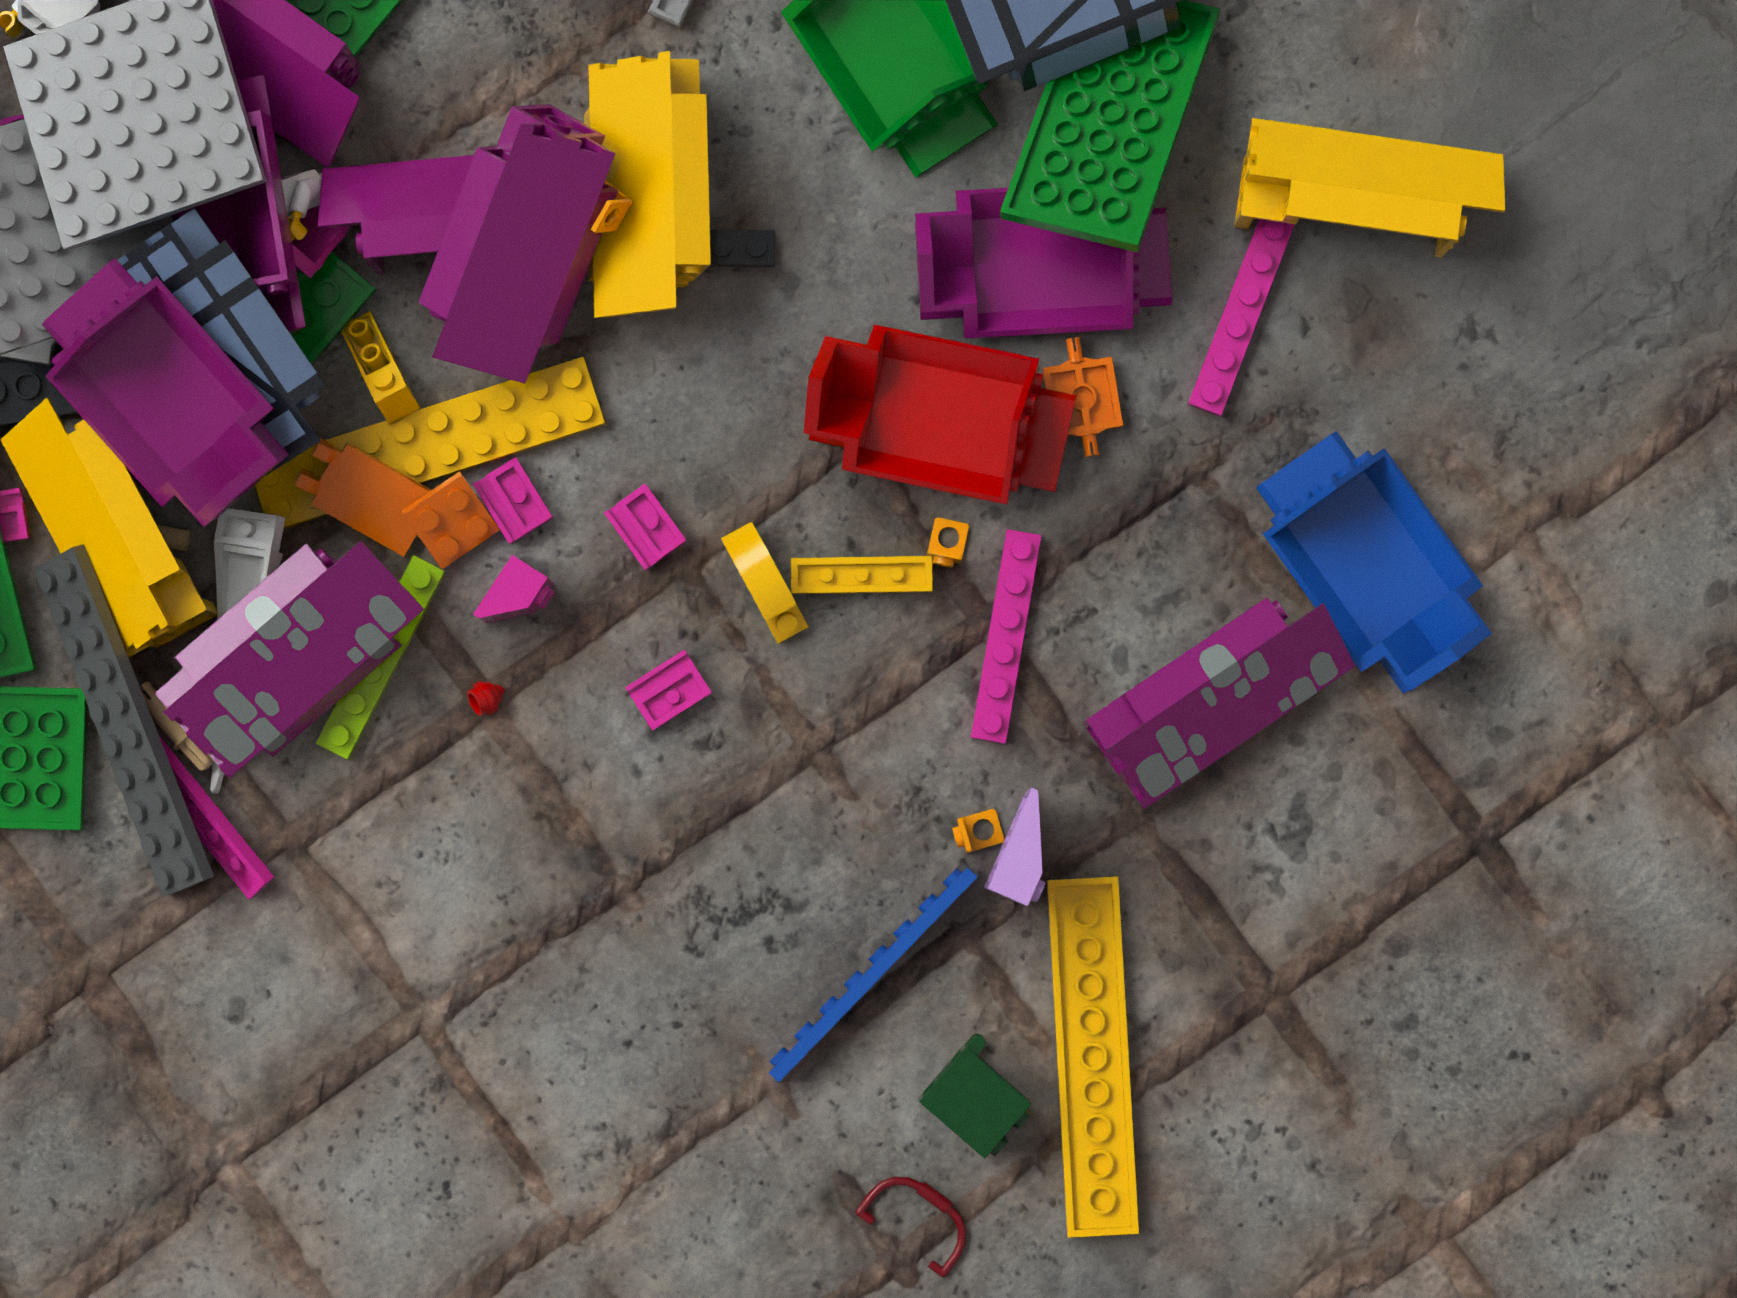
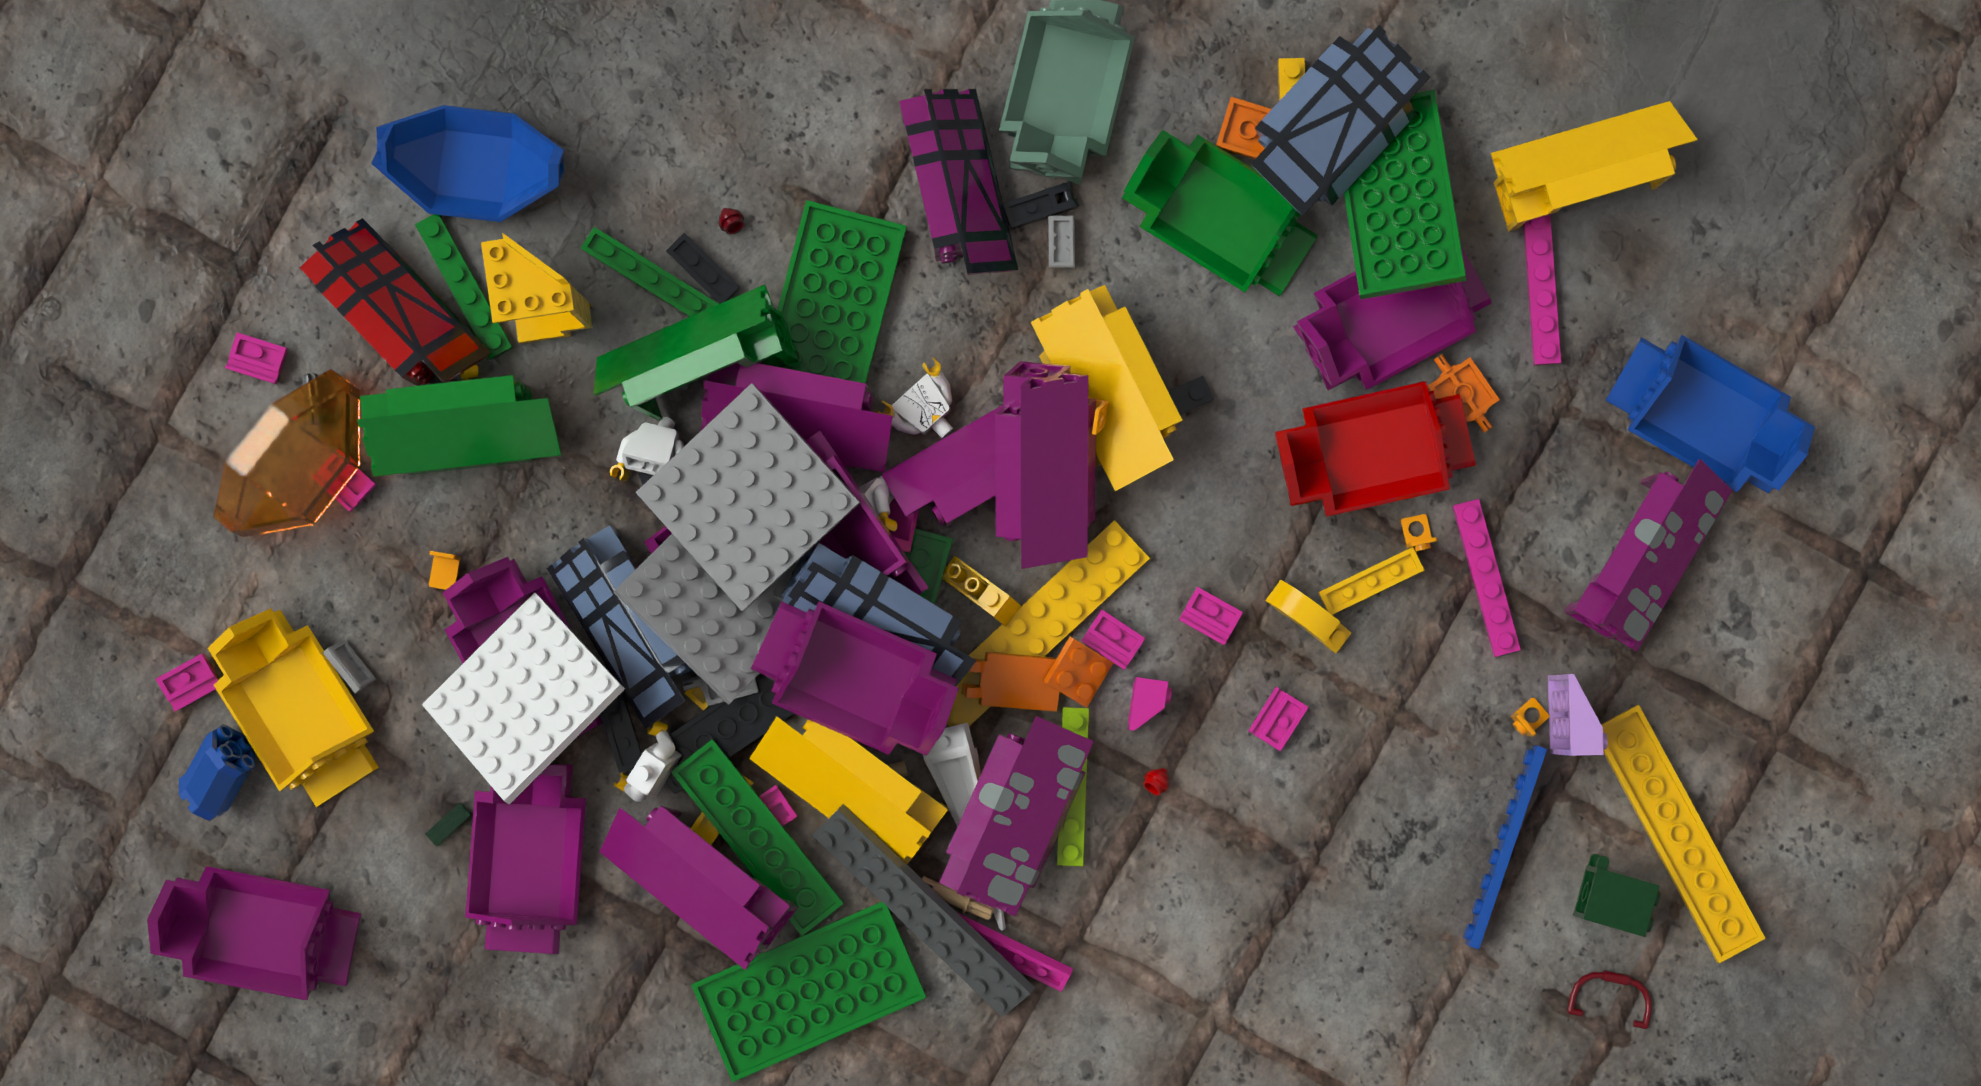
camera: 25 degrees left, 0 degrees up
(414, 109) = (923, 405): none -> white torso

